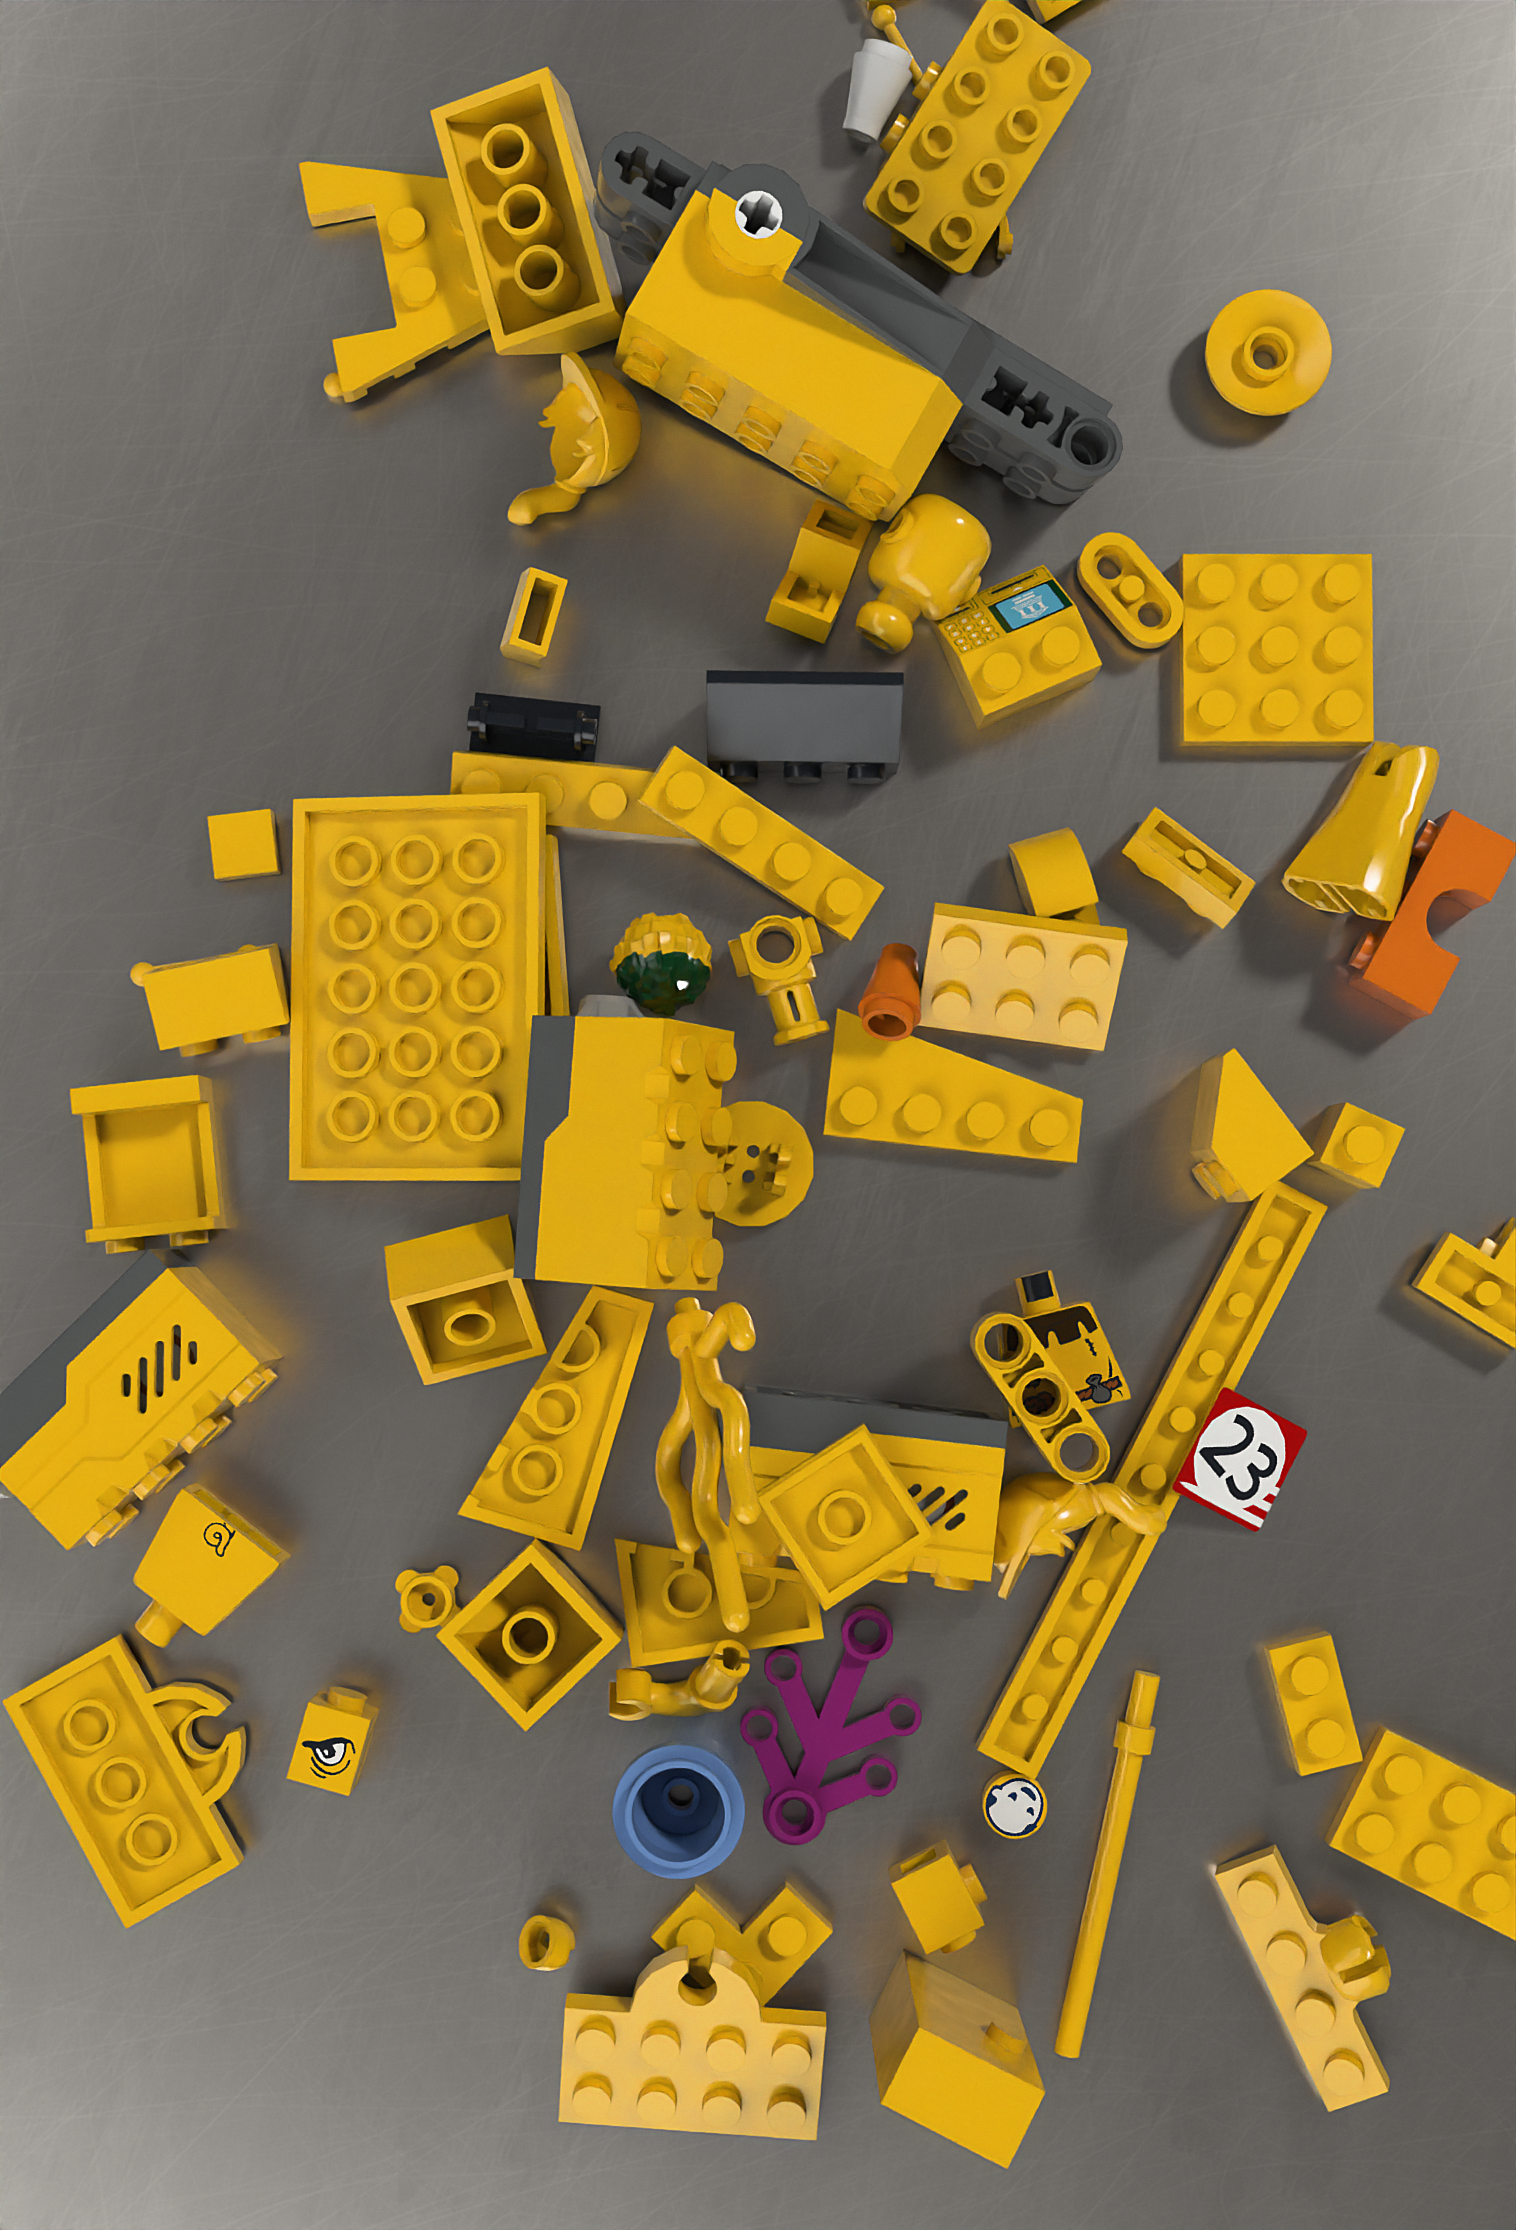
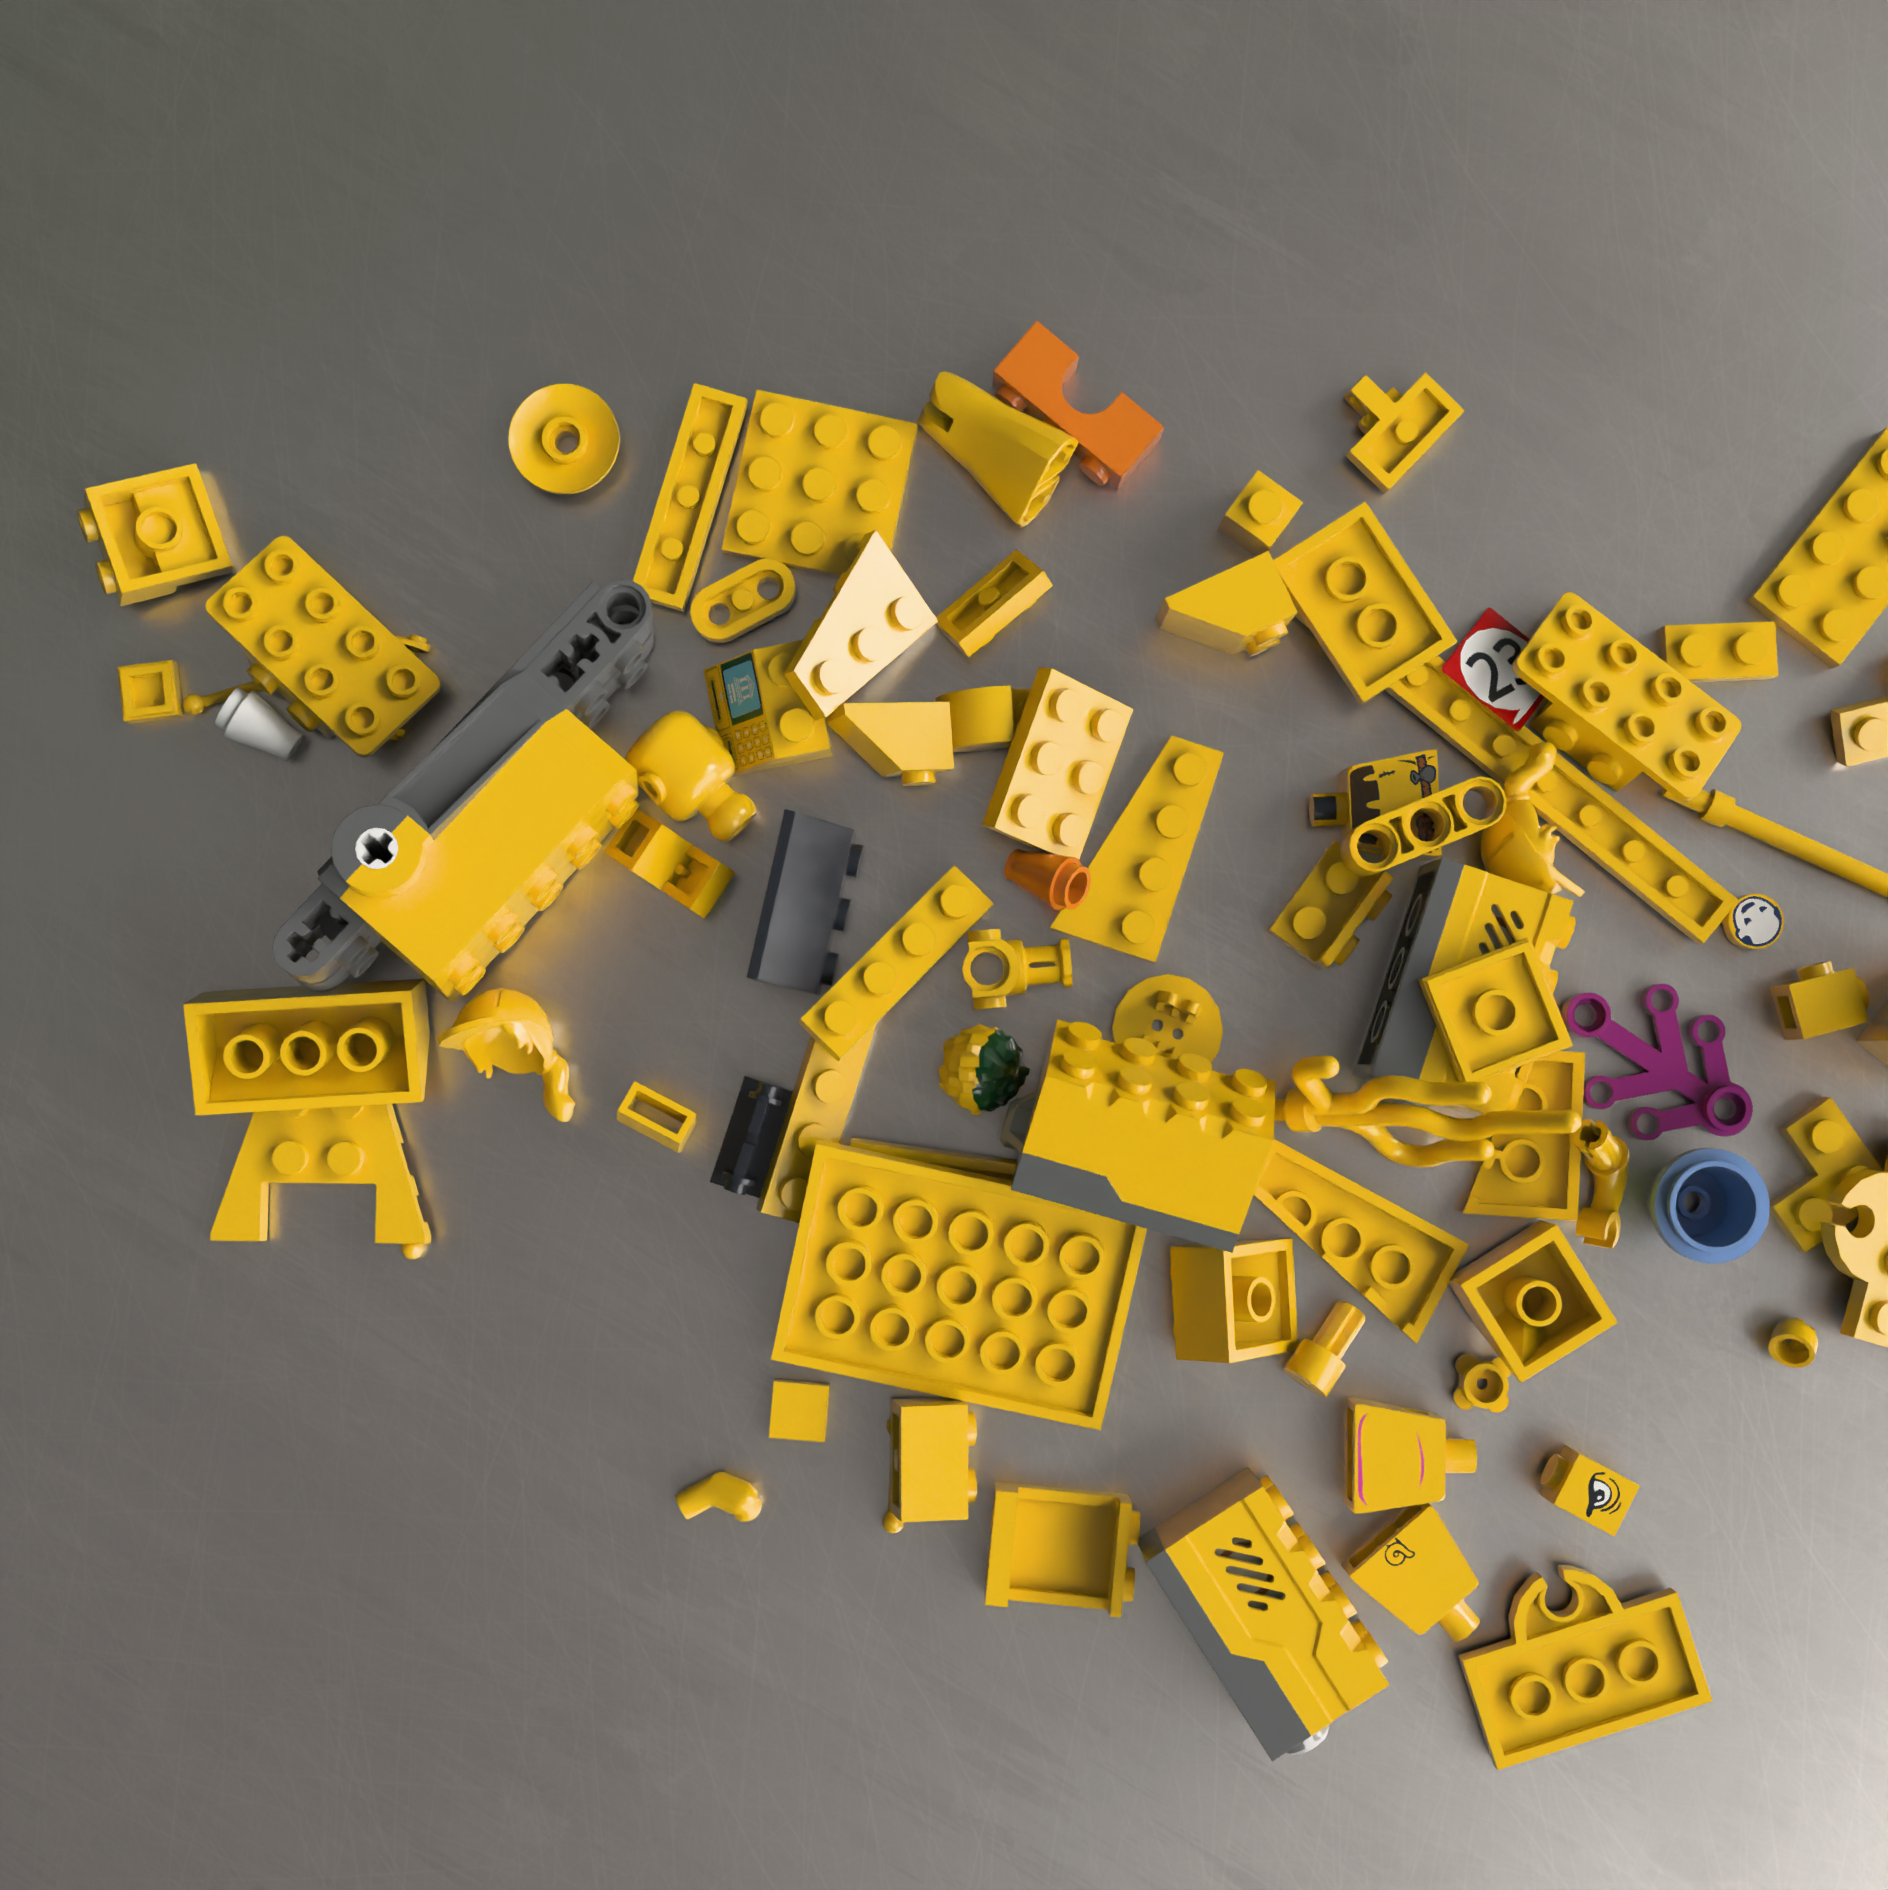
camera: 80 degrees left, 0 degrees up
(137, 780) = (723, 1492): none -> yellow arm
(328, 1520) = (1398, 1456): none -> yellow torso
(414, 1408) = (1317, 1361): none -> yellow piece
(926, 1317) = (1329, 909): none -> yellow bracket
(1013, 792) = (899, 737): none -> yellow slope
(1124, 722) = (860, 631): none -> wing
(1230, 1600) = (1621, 704): none -> yellow bracket
(1234, 505) = (689, 495): none -> yellow plate
(1279, 1280) = (1363, 603): none -> yellow plate

